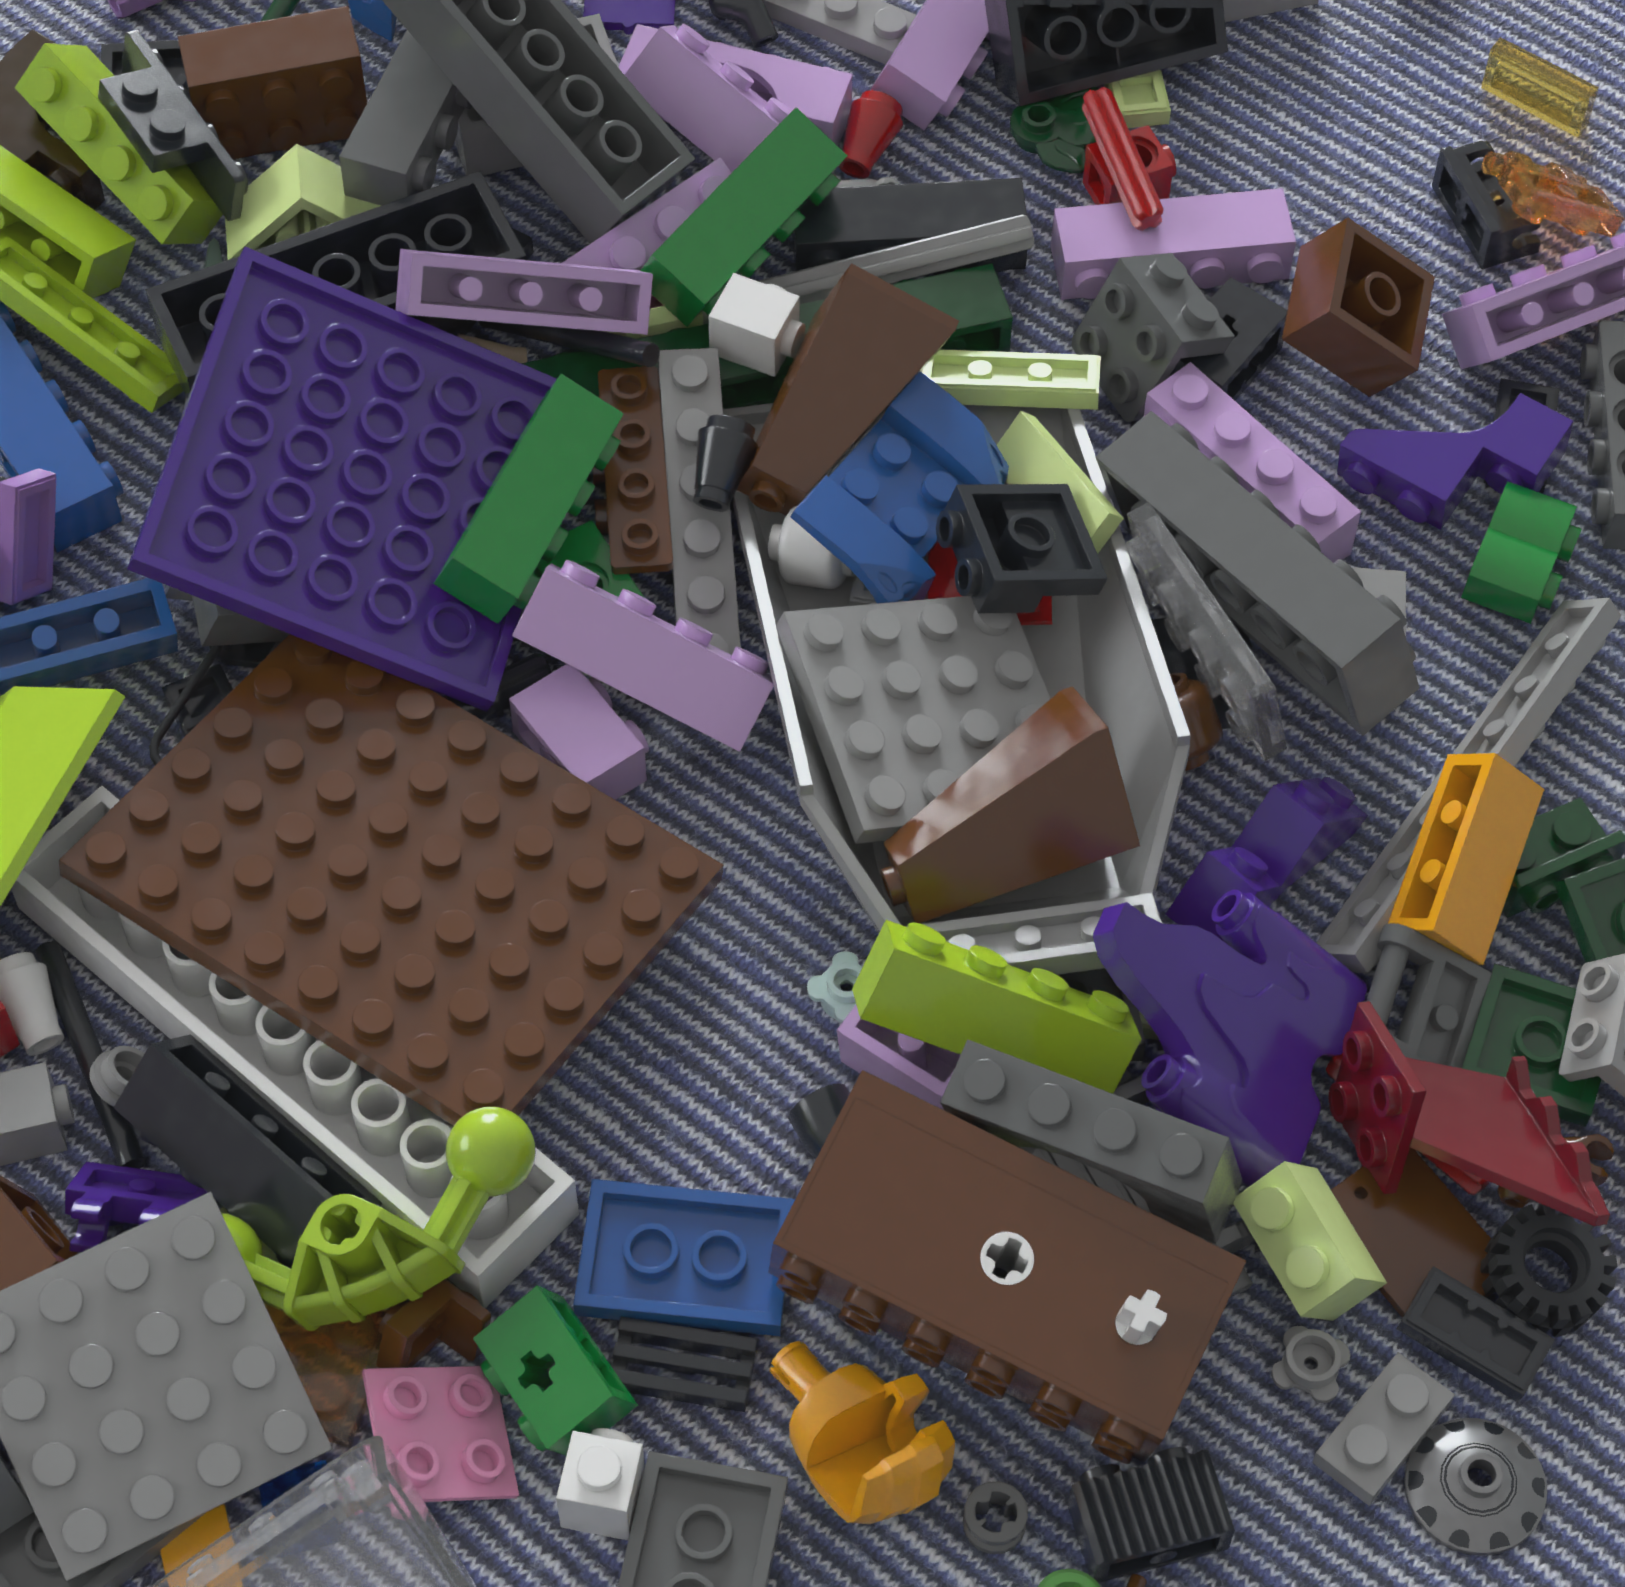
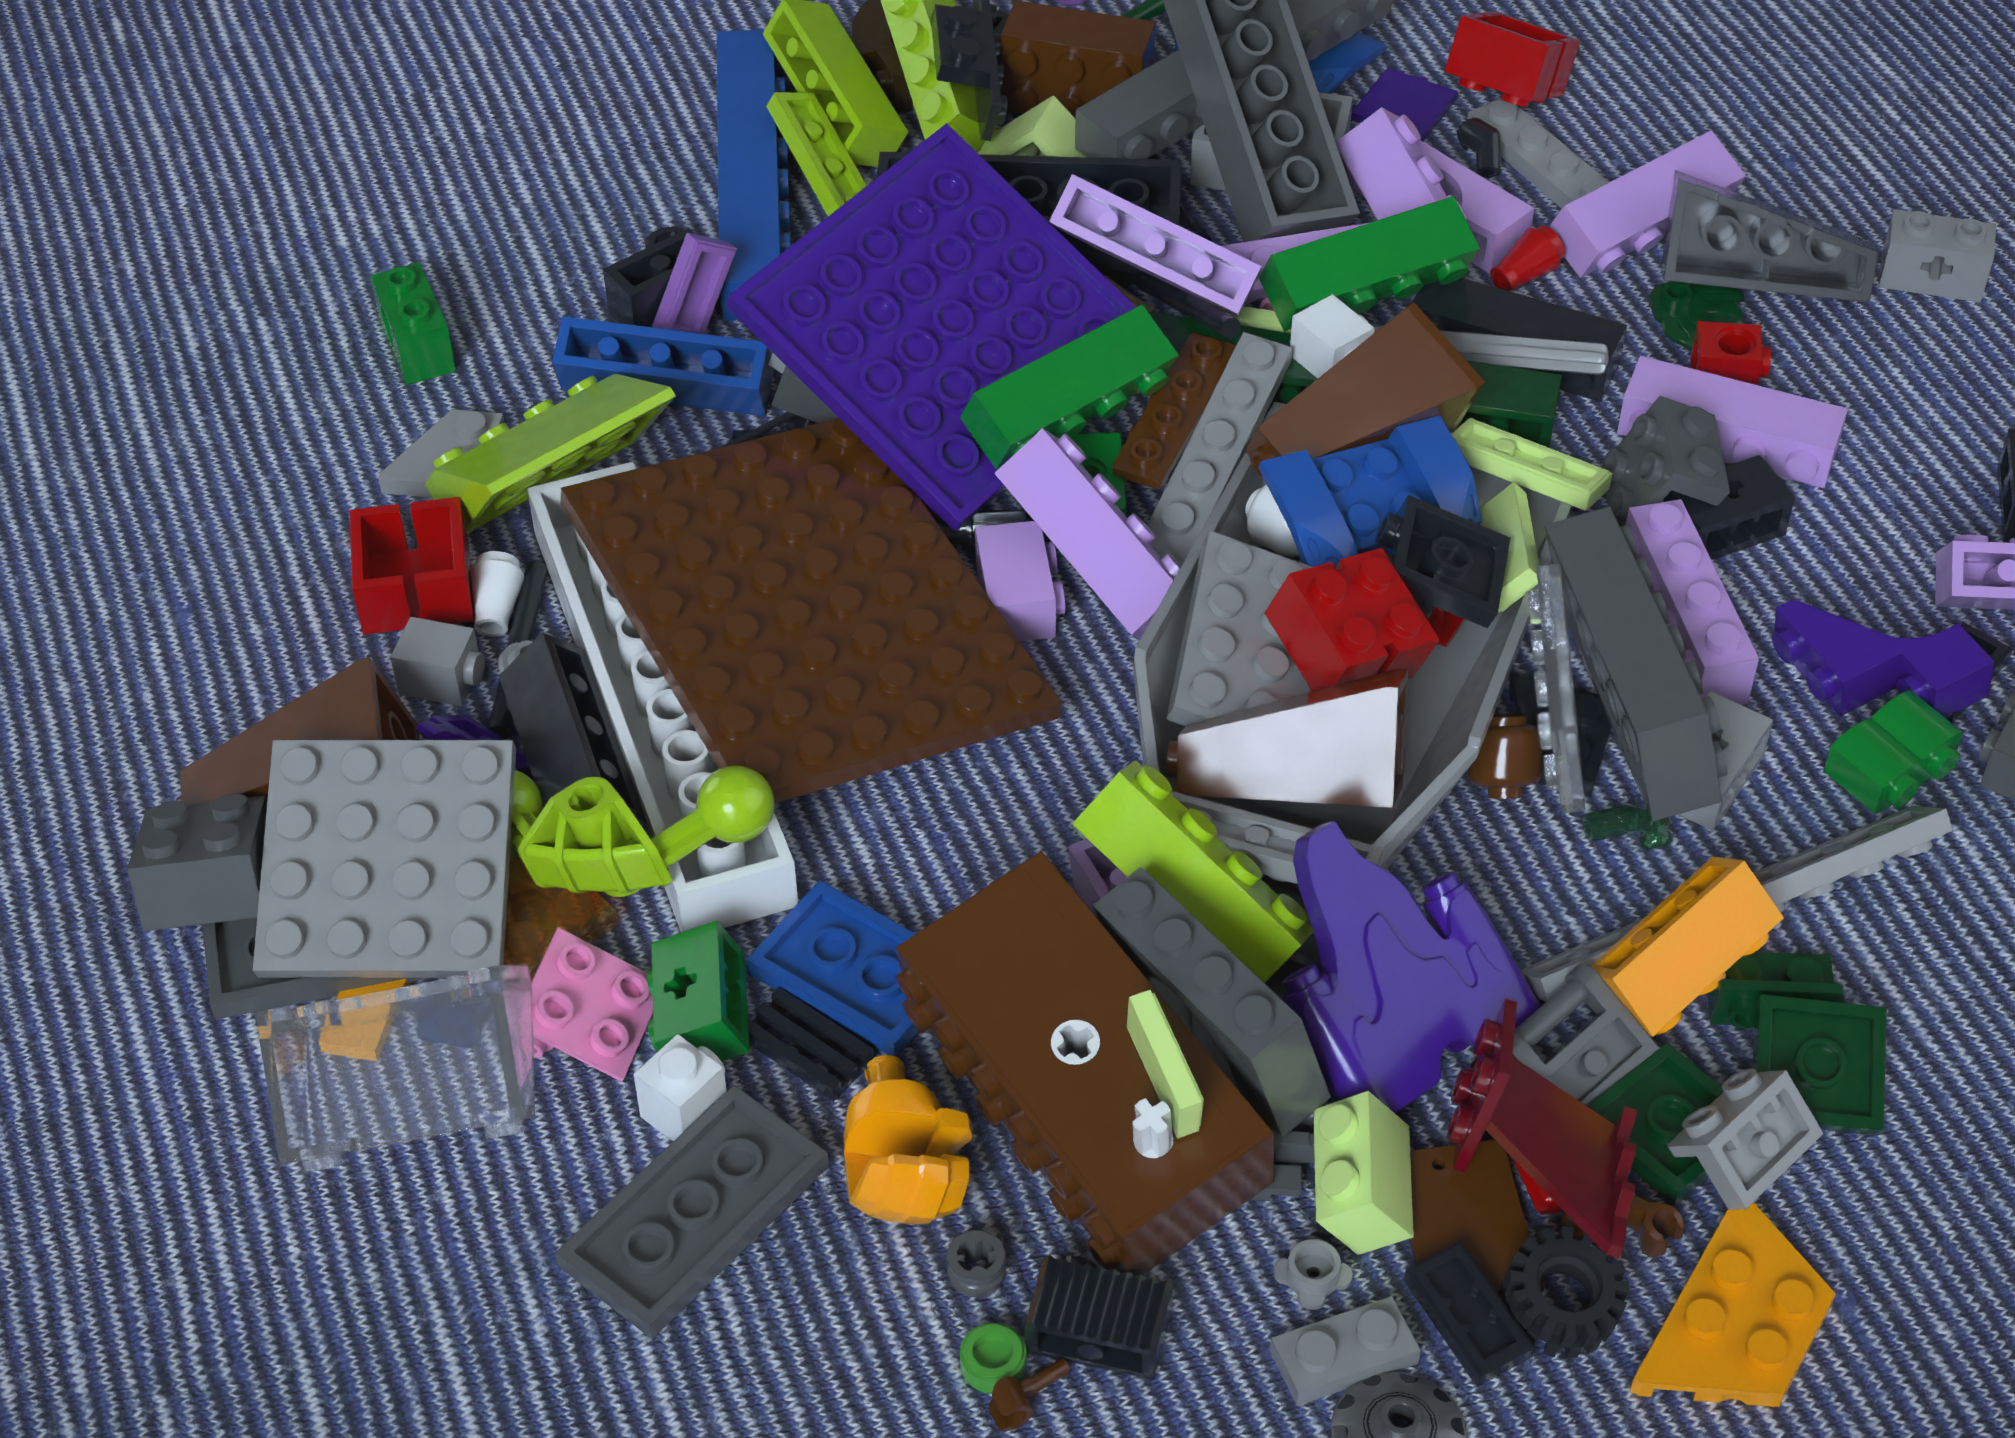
camera: 30 degrees right, 10 degrees down
(439, 1315) = (627, 922): reddish brown bracket -> none
(722, 460) = (1239, 419): black cone -> none
(983, 658) = (1350, 621): none -> red piece
(1119, 1244) = (1165, 1062): none -> yellowish green tile
(1122, 159) = (1718, 337): red axle -> none
(1142, 99) = (1776, 313): yellowish green tile -> none
(1280, 843) = (1535, 873): dark purple arch -> none
(1319, 736) = (1628, 820): none -> clear green arm
(1358, 307) = (1857, 515): reddish brown brick -> none

